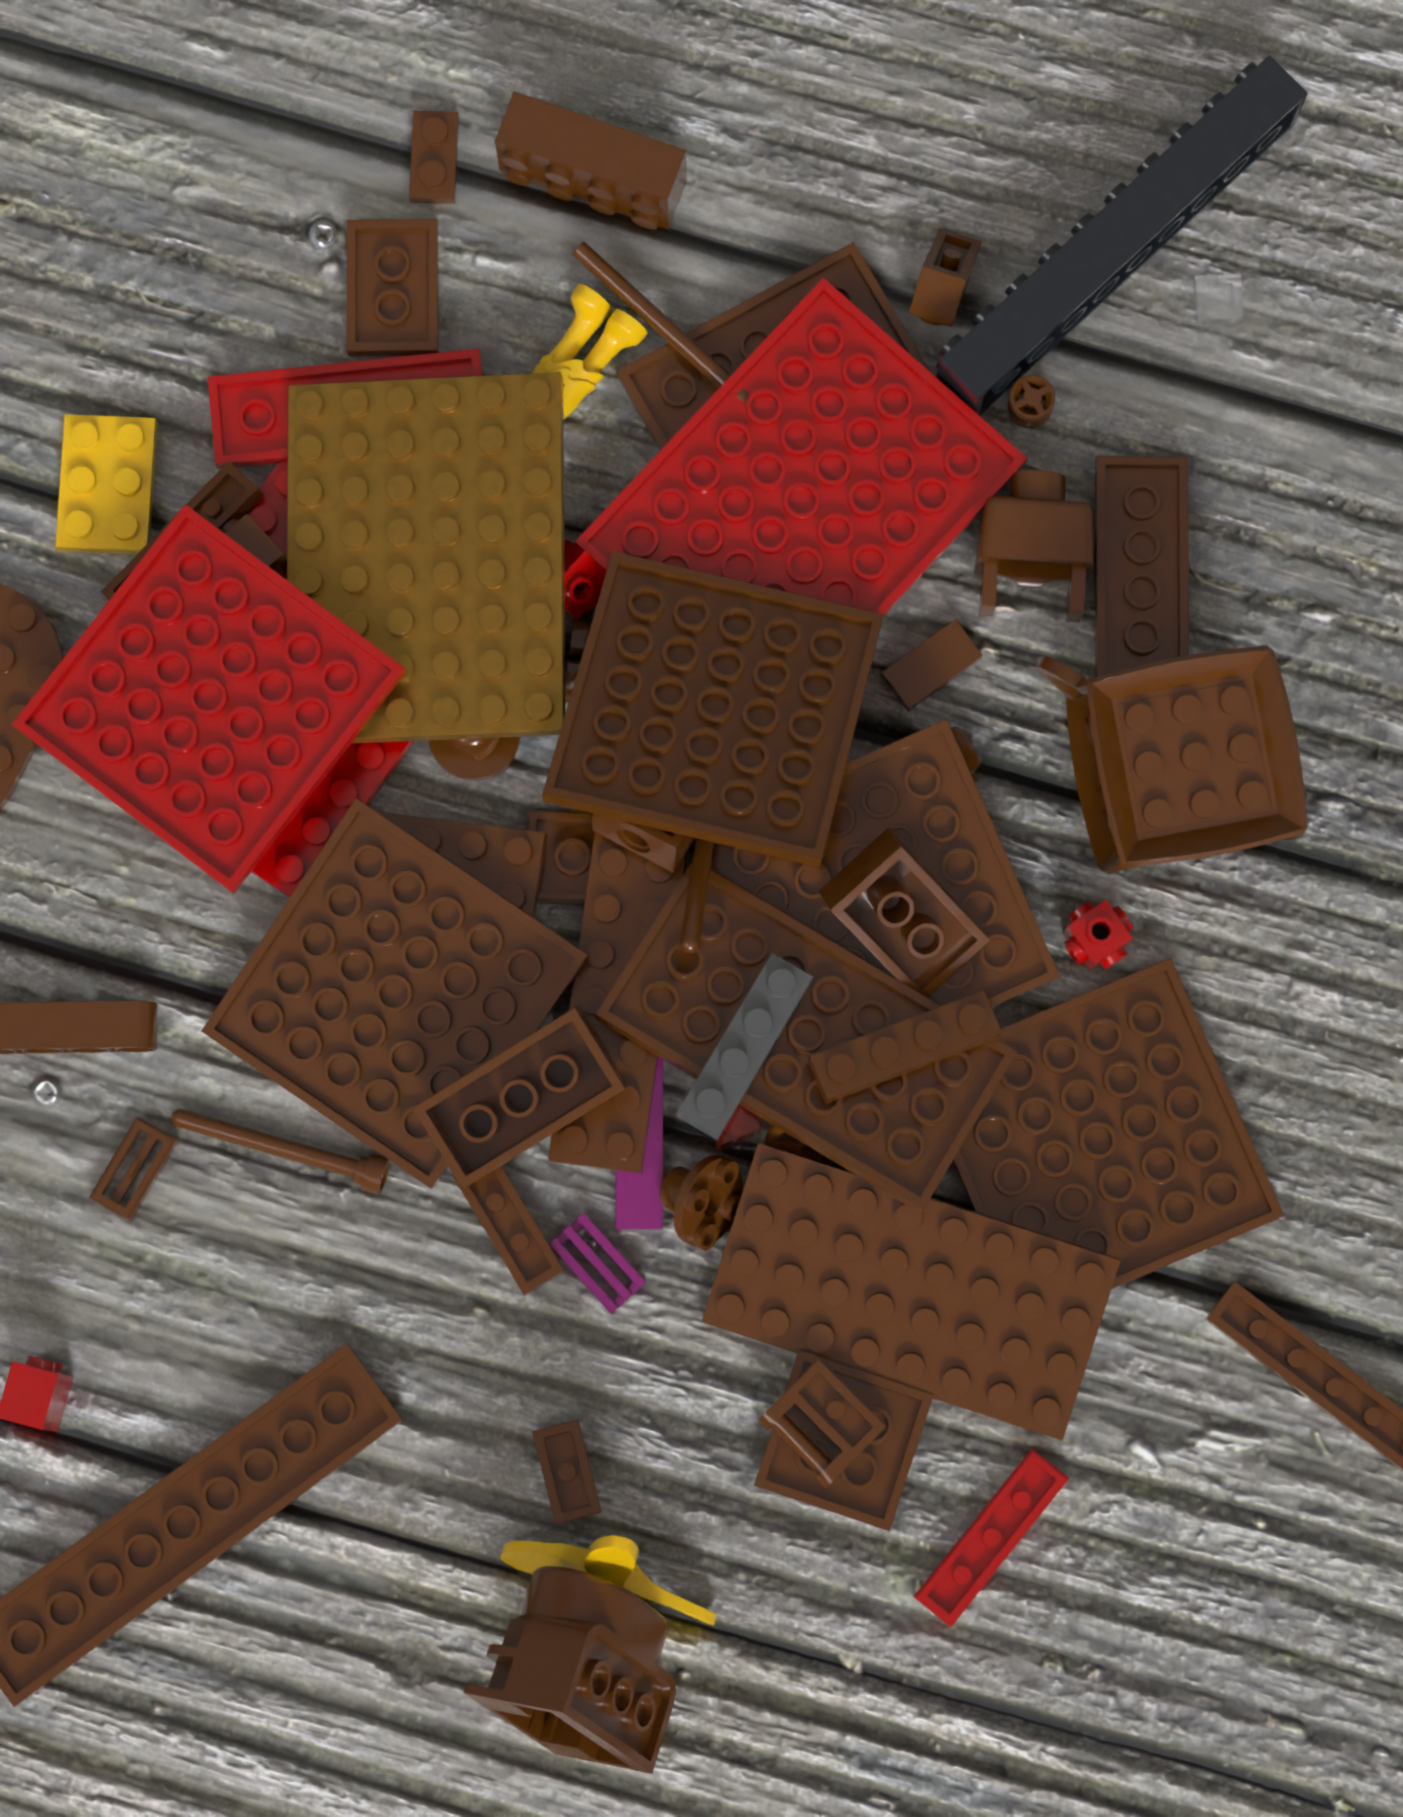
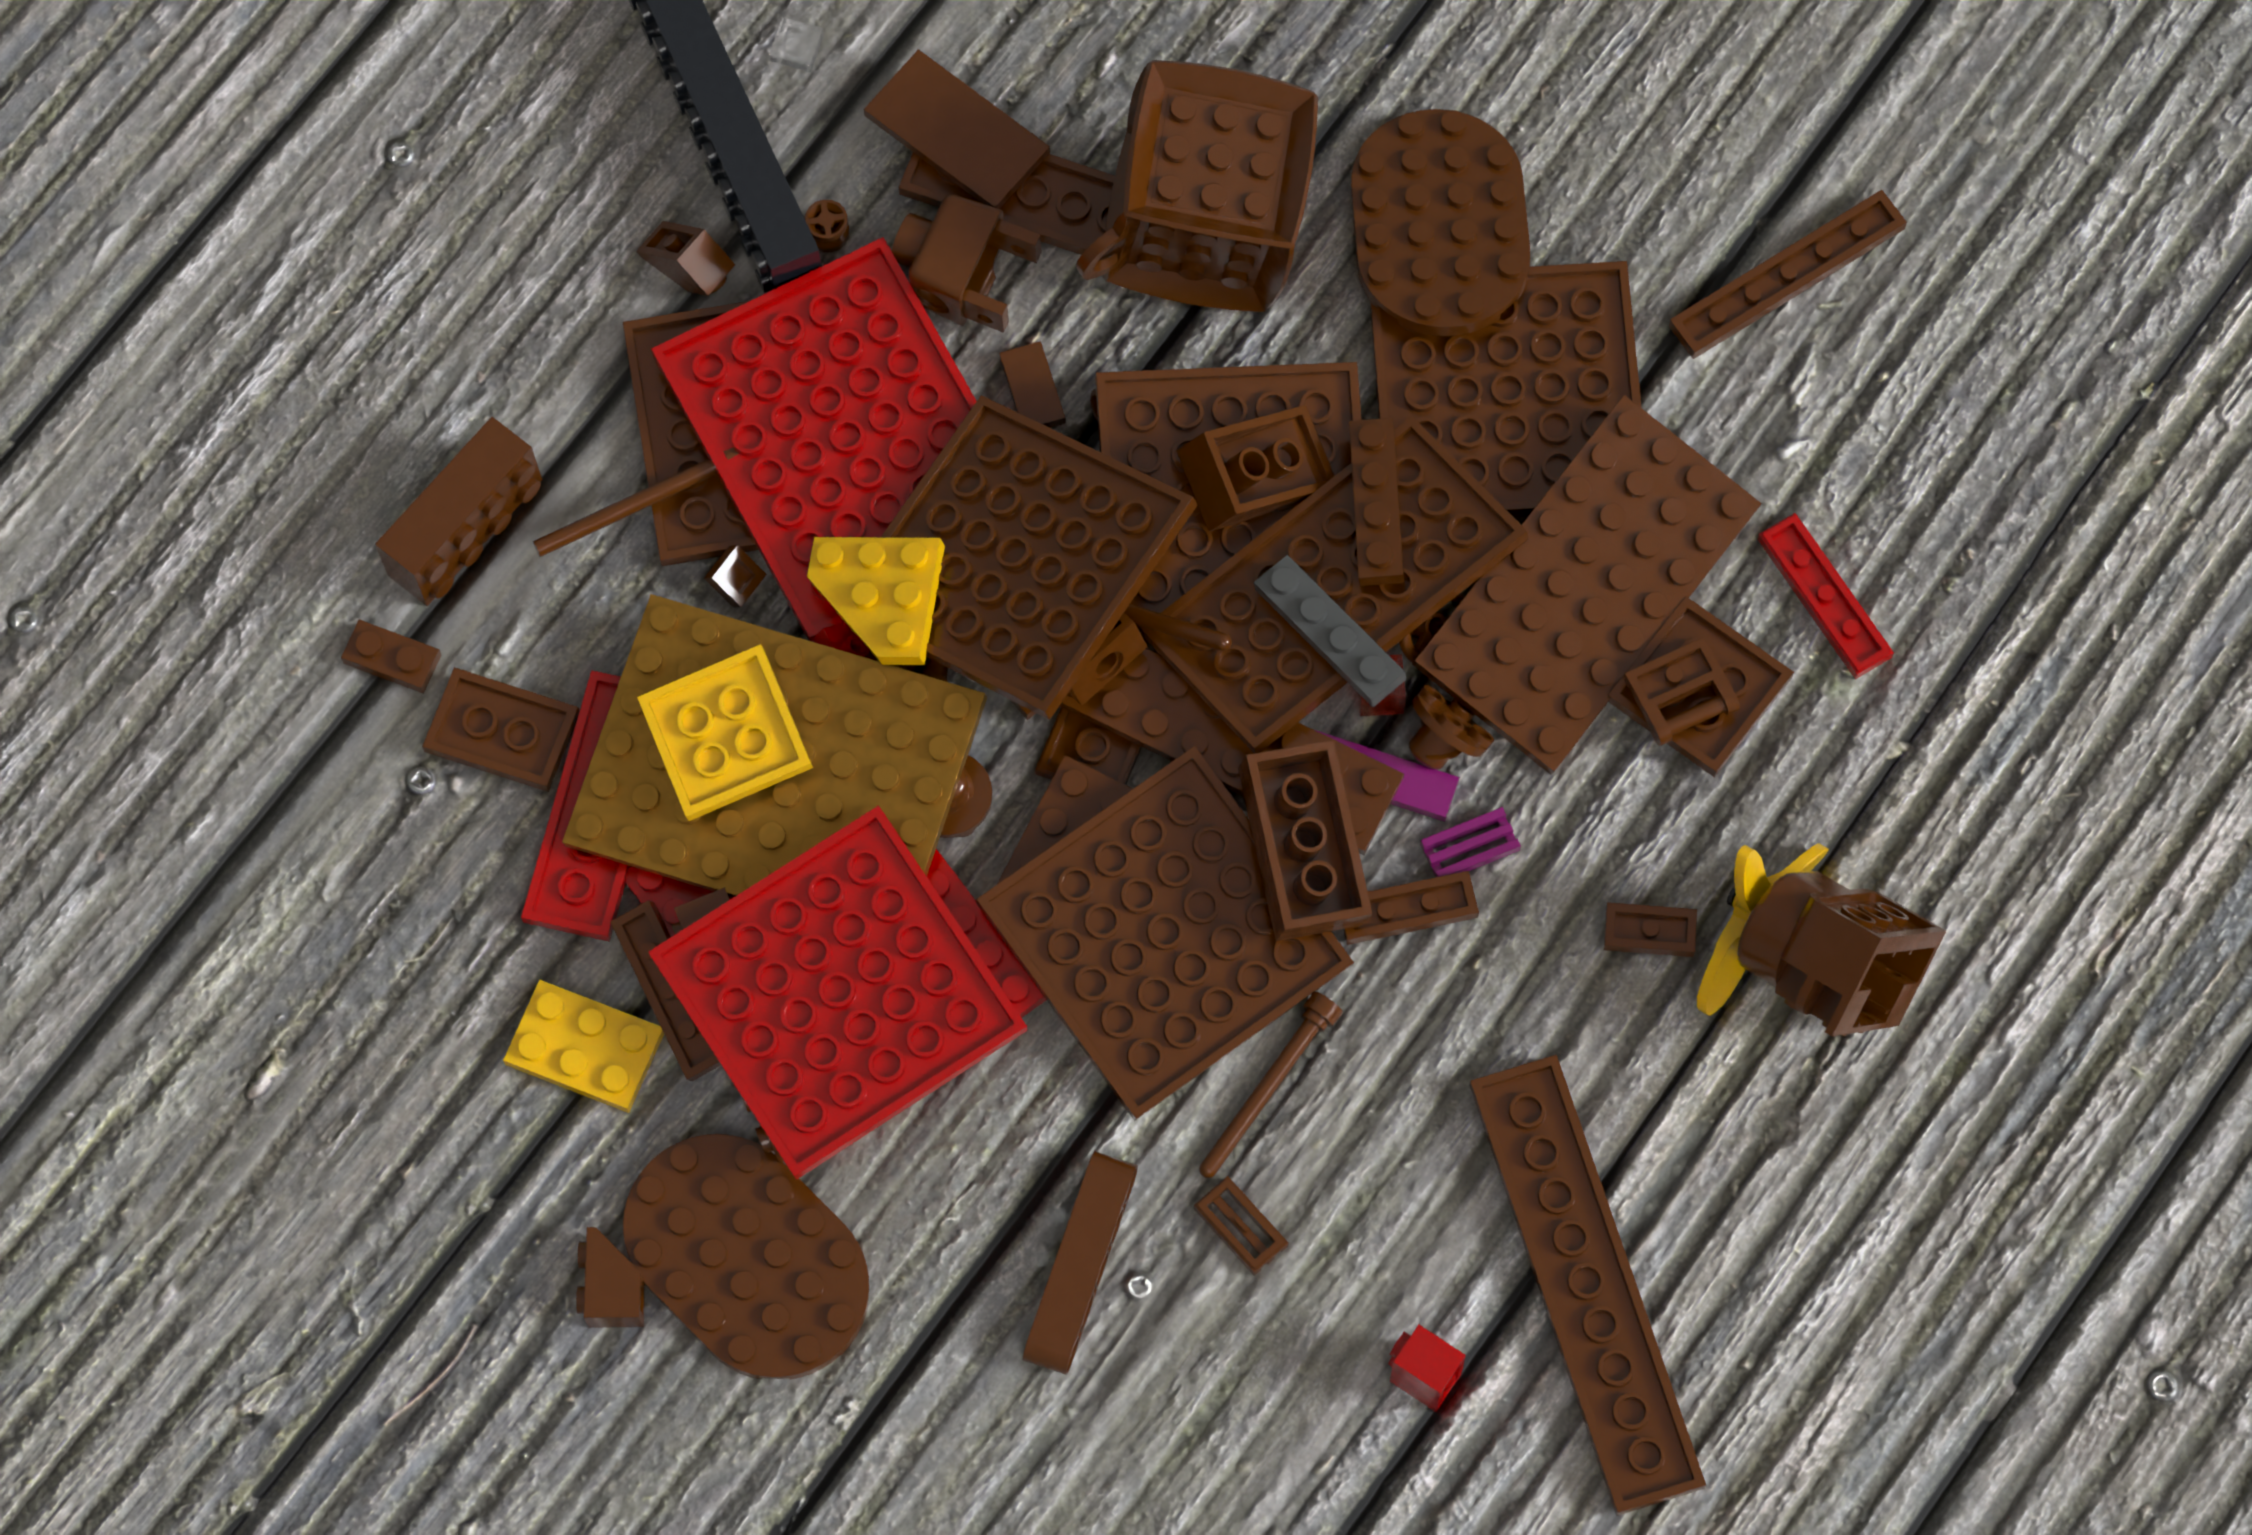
camera: 70 degrees left, 10 degrees down
(434, 494) = (725, 732): none -> yellow plate
(583, 376) = (624, 545): yellow piece -> none
(625, 448) = (735, 576): none -> reddish brown plate
(634, 591) = (881, 590): none -> yellow plate
(1091, 951) = (1327, 327): red brick -> none
(1176, 490) = (956, 130): none -> reddish brown tile
(1257, 1010) = (1440, 222): none -> reddish brown plate

